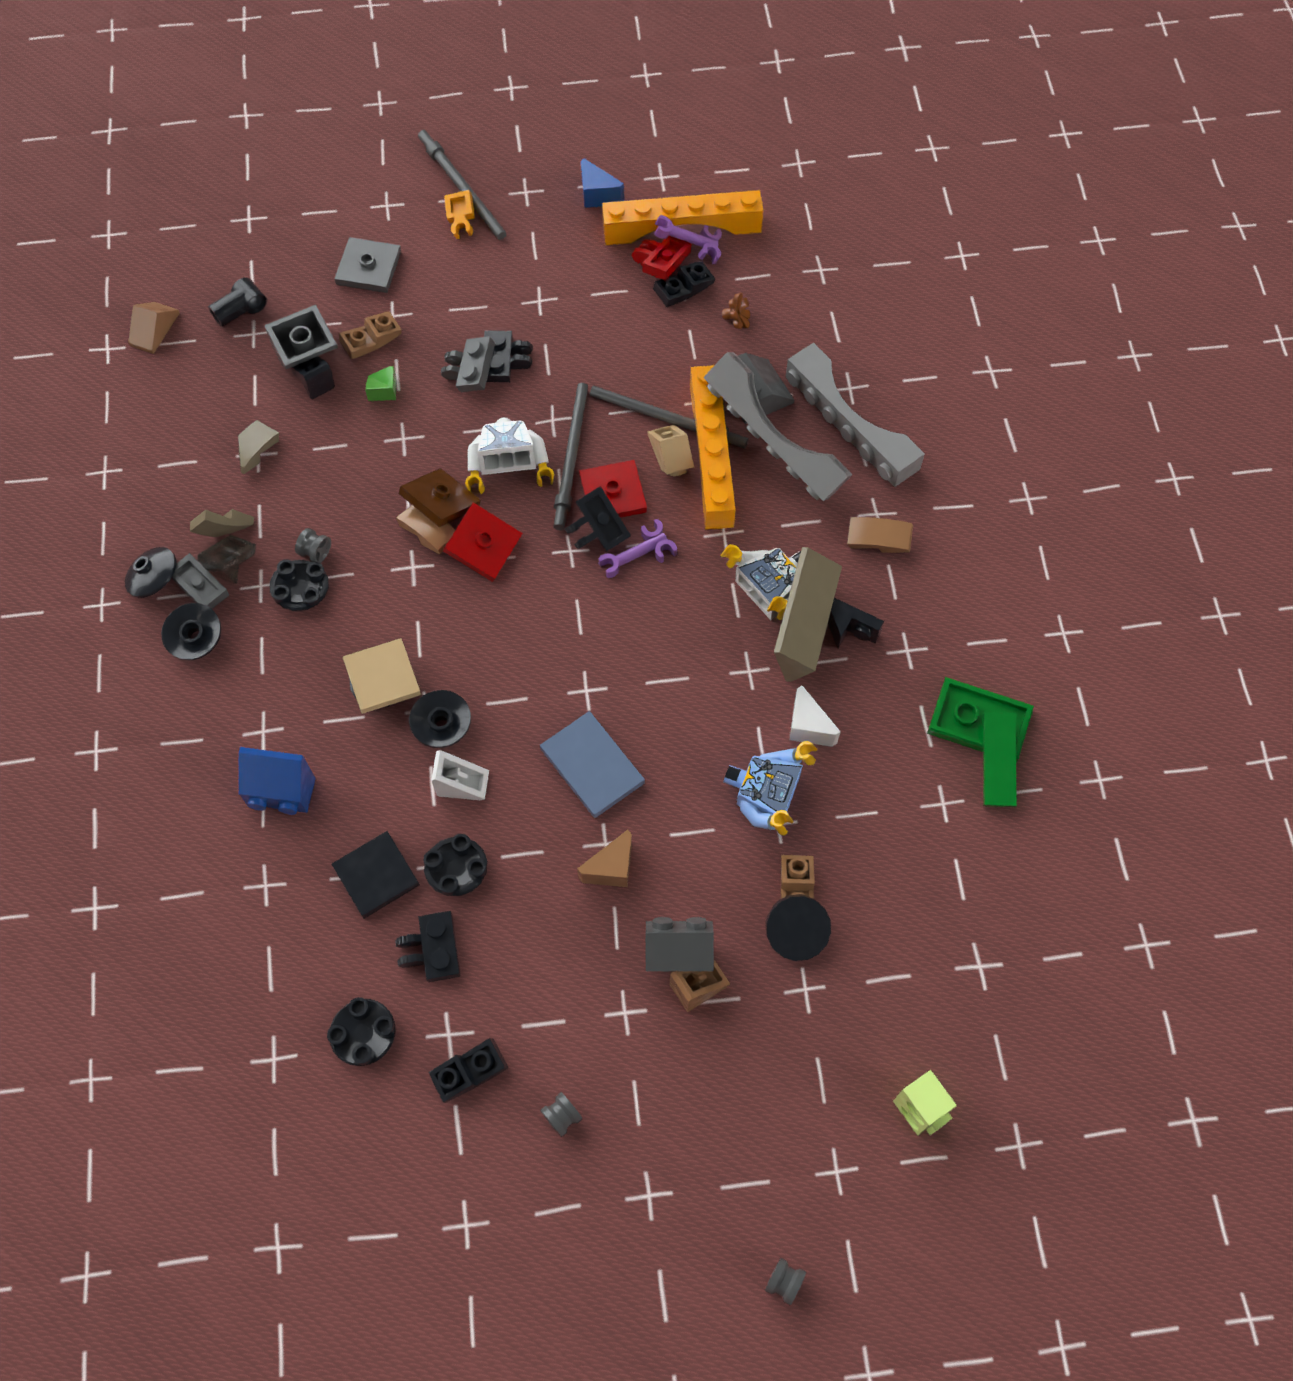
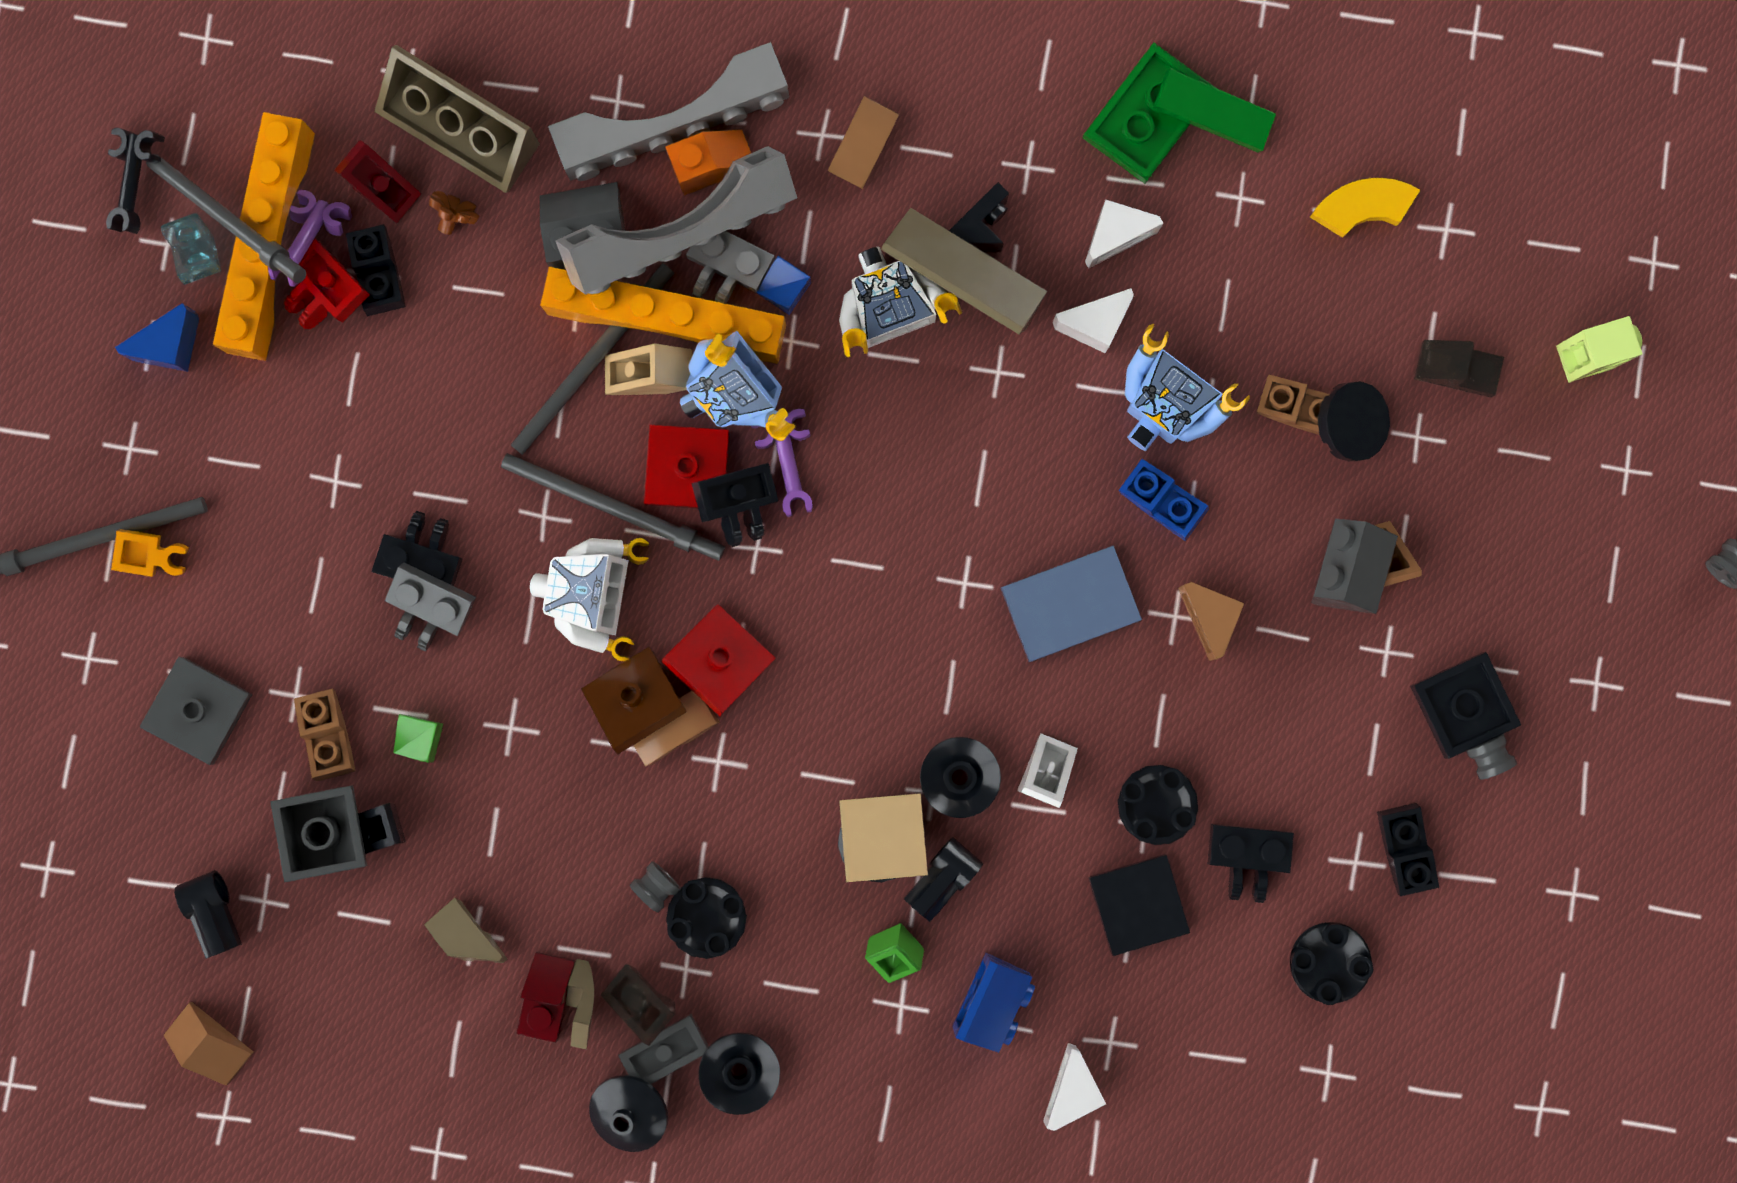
camera: 75 degrees left, 20 degrees up
(223, 499) = (545, 997): none -> dark red slope
(224, 861) = (1073, 1093): none -> white slope
(300, 712) = (894, 953): none -> bright green slope
(368, 731) = (949, 872): none -> black piece
(598, 1082) = (1465, 705): none -> black plate
(662, 185) = (192, 248): none -> clear light blue bracket
(669, 207) = (269, 252): none -> dark grey bar
(676, 492) = (734, 387): none -> torso
(691, 808) = (1163, 499): none -> blue slope
(711, 142) = (132, 151): none -> black bar
(741, 265) = (377, 181): none -> dark red slope
(760, 515) = (784, 285): none -> blue slope
(767, 482) = (733, 259): none -> light grey hinge
(797, 298) = (454, 120): none -> dark tan slope
(828, 436) = (706, 157): none -> orange slope
(872, 1005) = (1459, 367): none -> clear smoke slope
(880, 716) = (1118, 230): none -> white slope
(976, 893) = (1365, 201): none -> yellow tile

